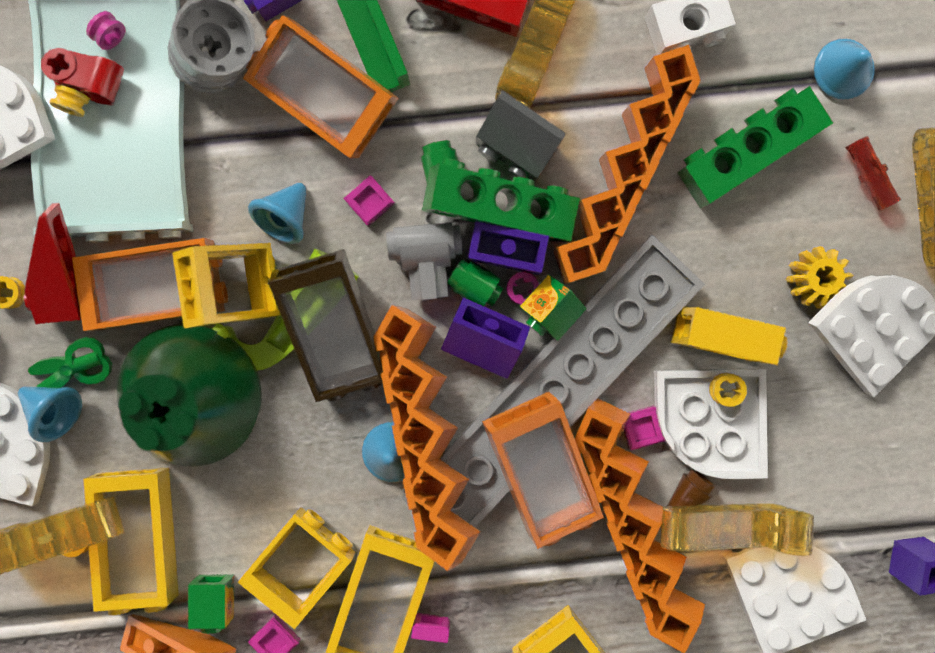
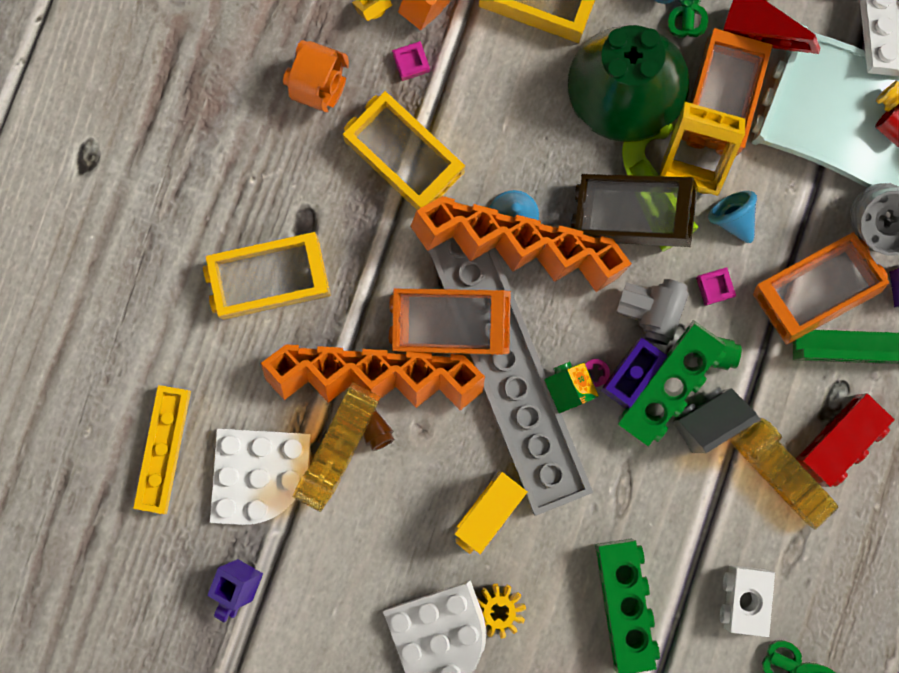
camera: 115 degrees right, 5 degrees down
(211, 602) = (463, 28): green brick -> none
(278, 596) = (449, 77): yellow window -> none
(431, 628) = (366, 181): dark pink tile -> none
(475, 283) = (616, 337): green brick -> none
(485, 338) = (572, 324): dark purple brick -> none
(631, 167) = (654, 498): orange brick -> none
(643, 428) = (442, 416): dark pink tile -> none
(709, 435) = (424, 475): white plate -> none
(740, 391) = (454, 498): yellow bush -> none

